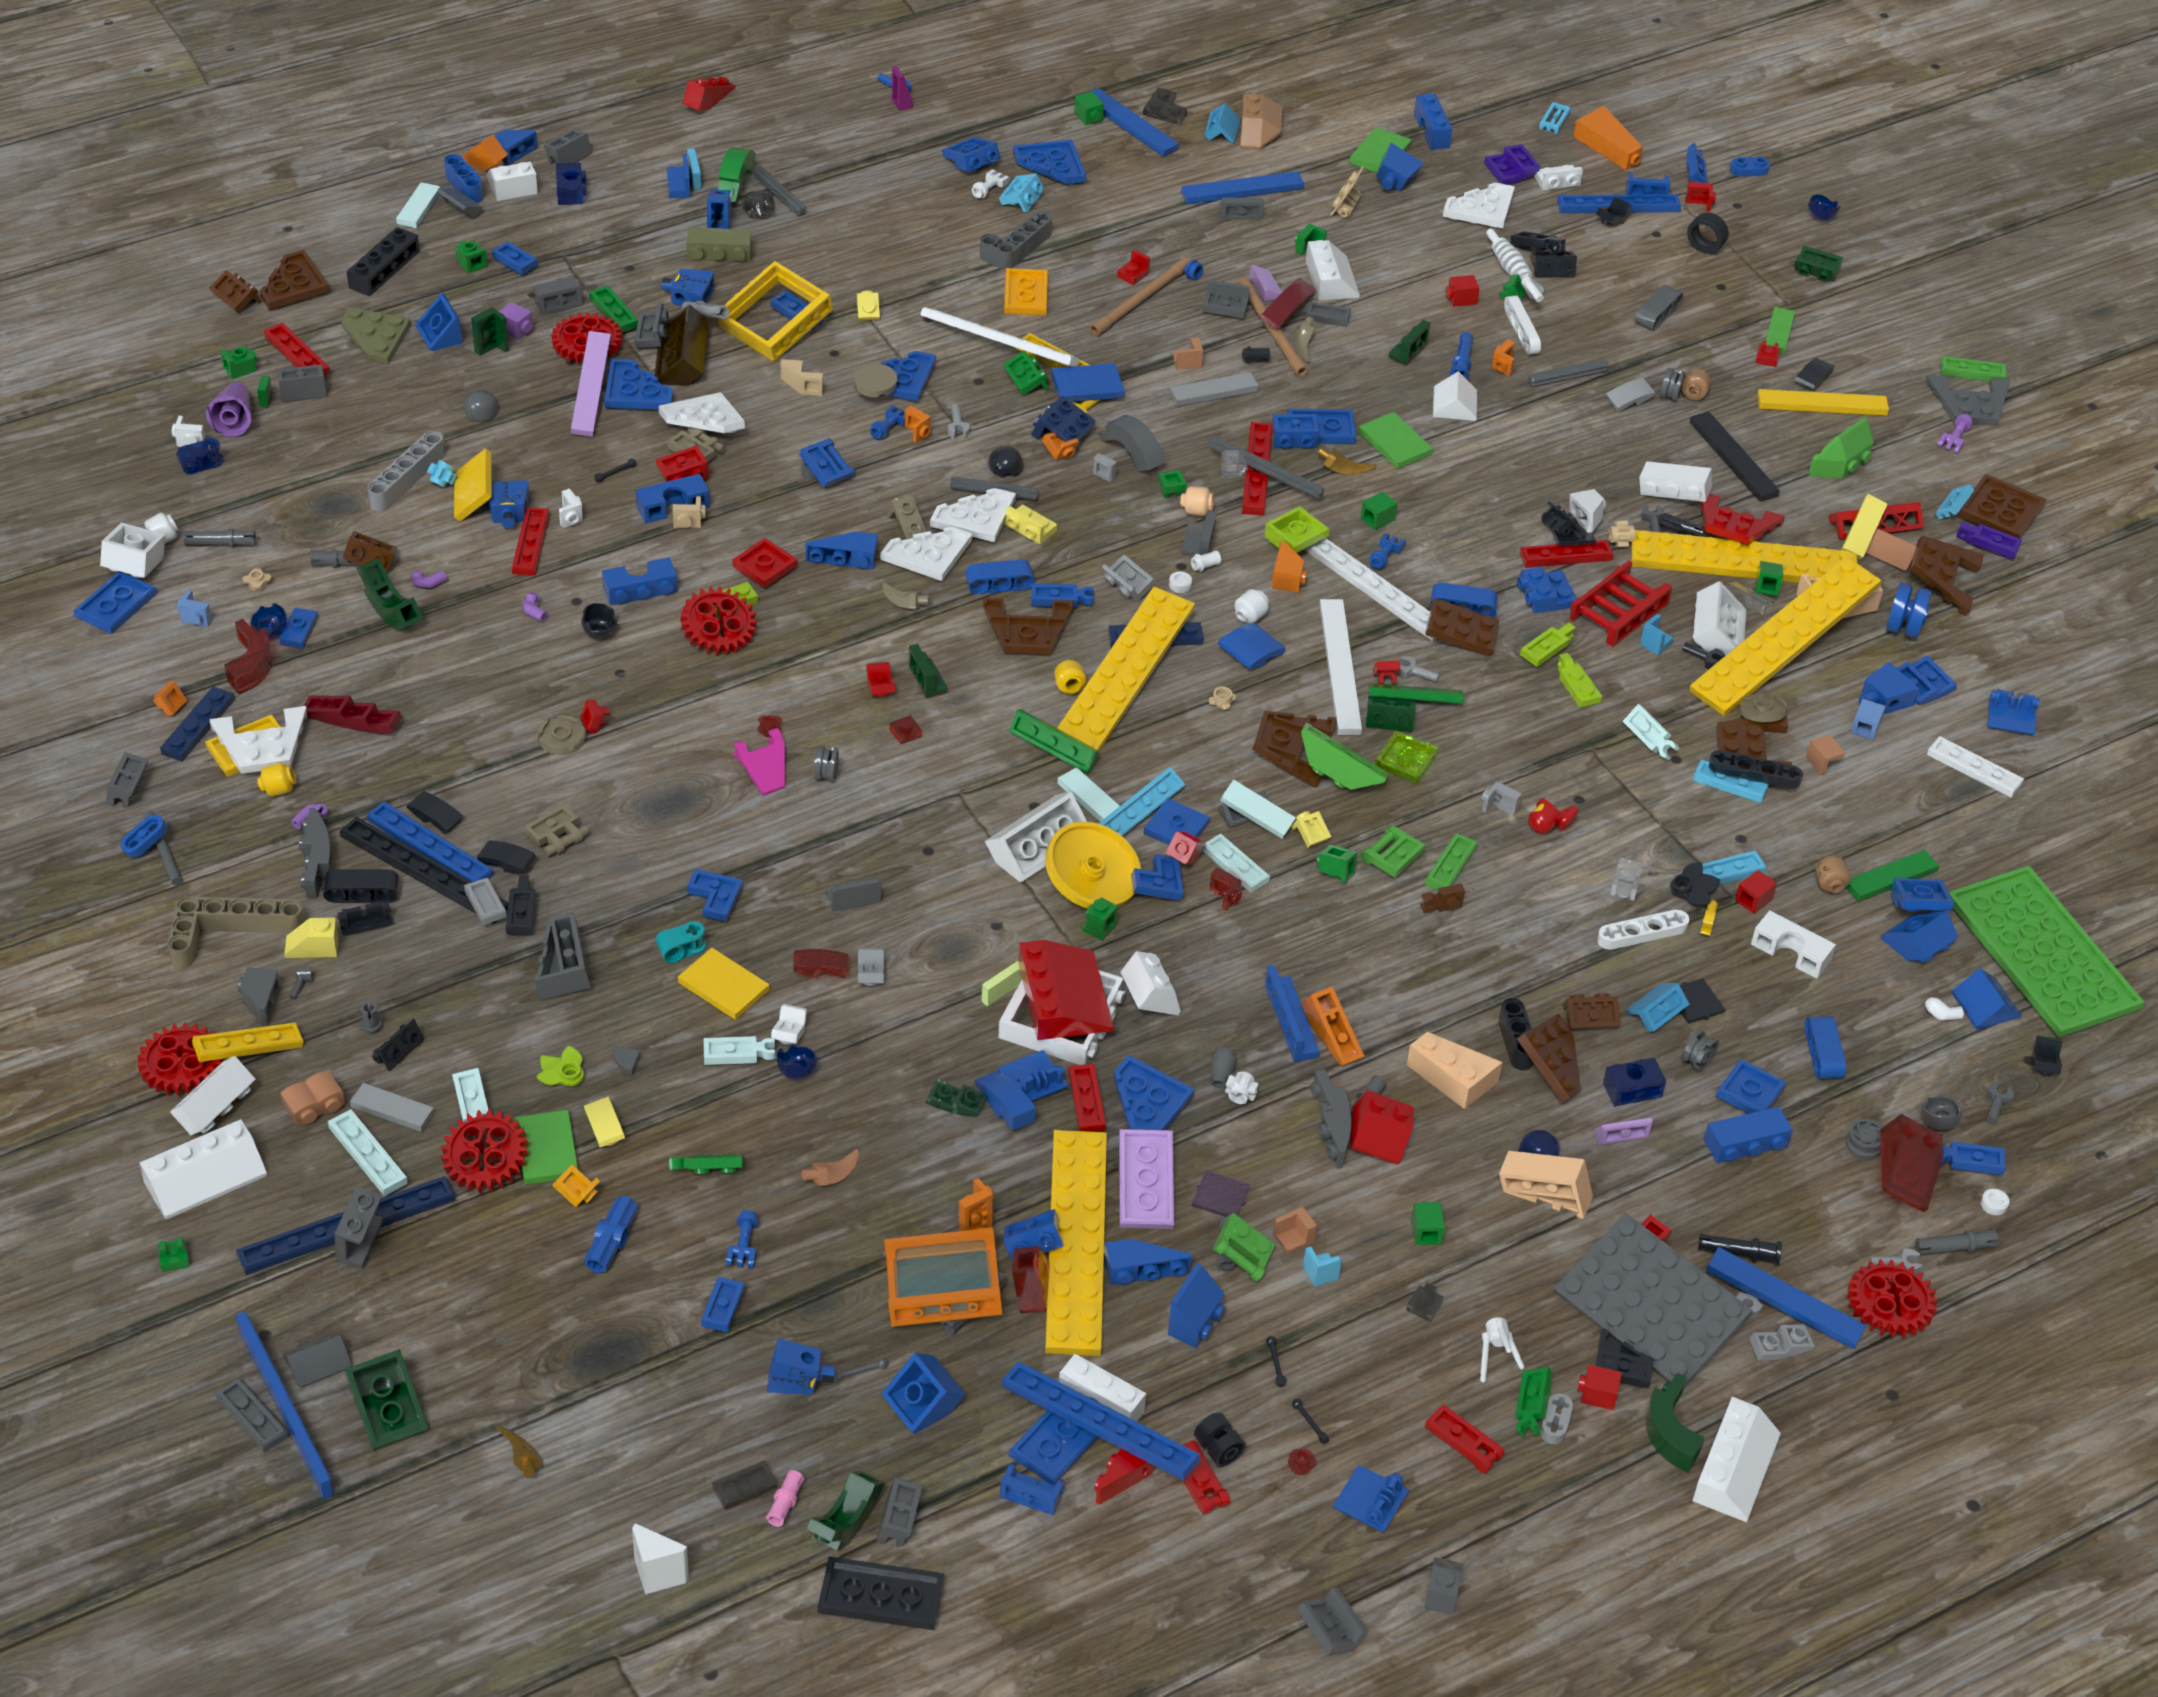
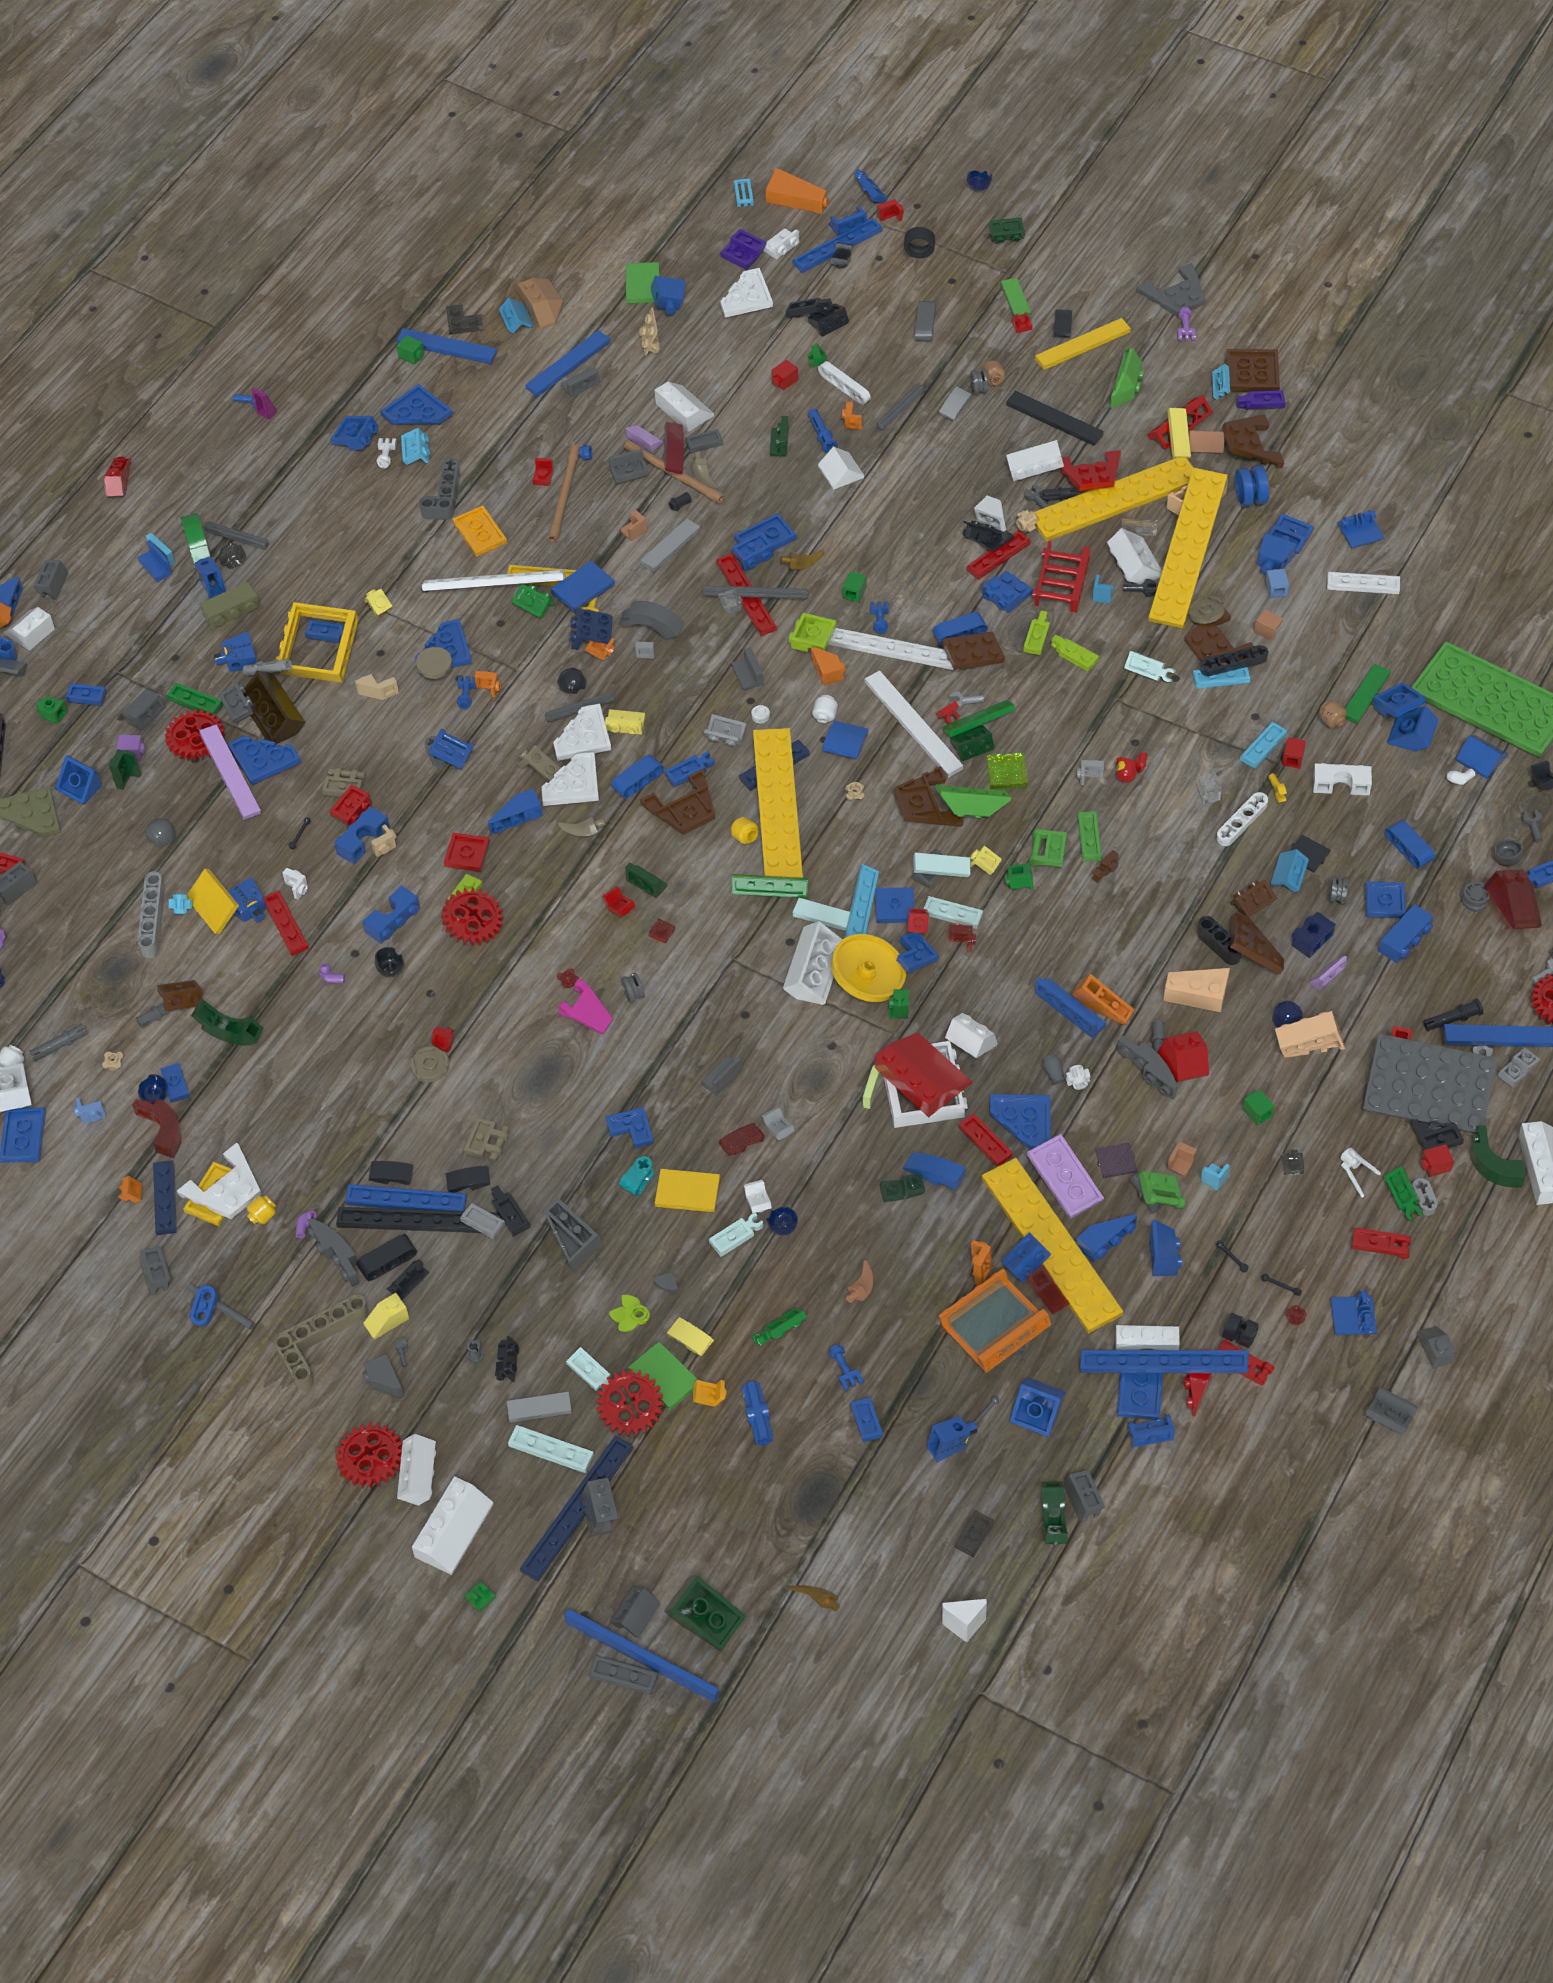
camera: 25 degrees left, 10 degrees up
(247, 1042) = (406, 1417): yellow tile -> none
(312, 1098) = (483, 1431): nougat brick -> none
(356, 716) = (271, 1130): dark red slope -> none
(420, 580) = (232, 997): medium lavender arm -> none
(570, 183) = (76, 609): clear blue brick -> none
(705, 412) = (330, 753): white plate -> none
(785, 1498) = (1006, 1527): bright pink pin -> none
(881, 1593) = (1112, 1554): black plate -> none
(957, 424) = (514, 667): light grey bar -> none
(1035, 1075) = (940, 1141): blue hinge -> none
(1172, 483) = (700, 638): green tile -> none
(1197, 500) = (728, 643): light nougat head -> none
(1207, 560) = (764, 691): white pin -> none
(1309, 233) = (648, 380): green bracket -> none
(1395, 440) = (823, 522): bright green tile -> none
(1430, 113) = (656, 232): blue arch -> none
(1514, 263) = (805, 335): white piece -> none
(1698, 885) = (1255, 767): black plate -> none
(1749, 166) = (904, 168): blue plate -> none
(1769, 578) = (1144, 506): green brick -> none
(1972, 369) = (1161, 266): bright green tile -> none

